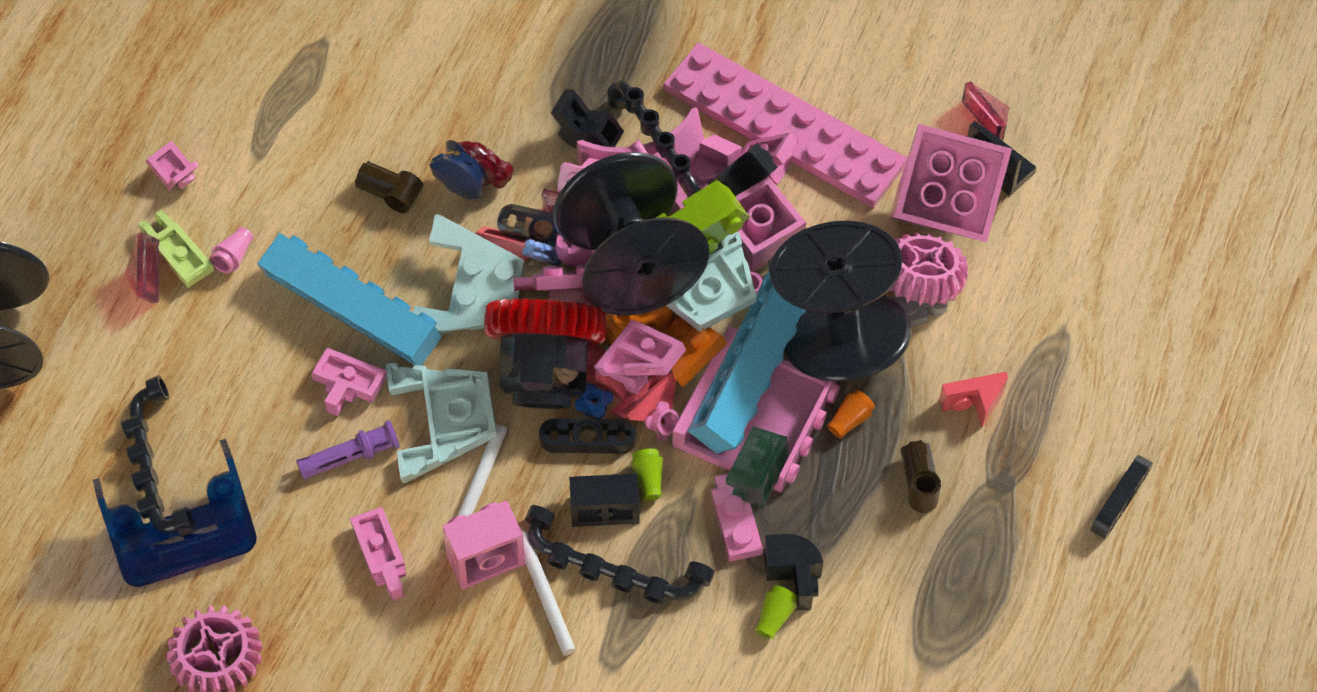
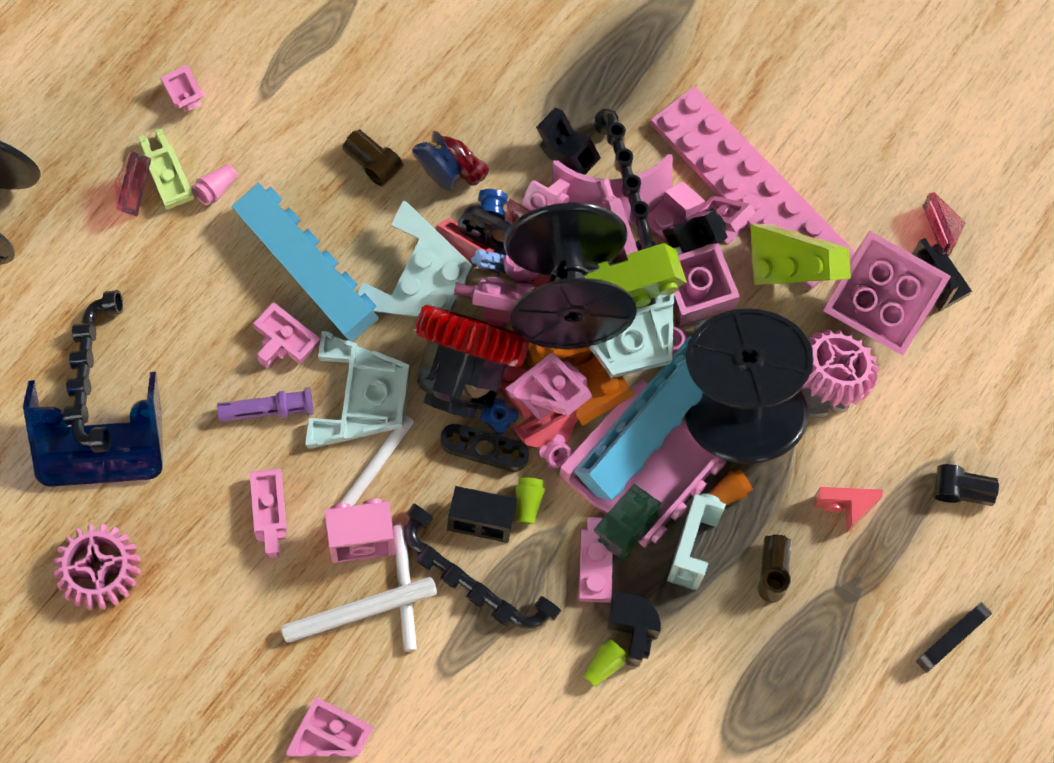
camera: 10 degrees right, 10 degrees up
(503, 624) = (358, 609): none -> white axle
(526, 195) = (493, 201): none -> blue wheel
(831, 493) = (684, 569): none -> light aqua panel
(851, 174) = (793, 257): none -> lime wedge
(1079, 352) = (956, 485): none -> black piece

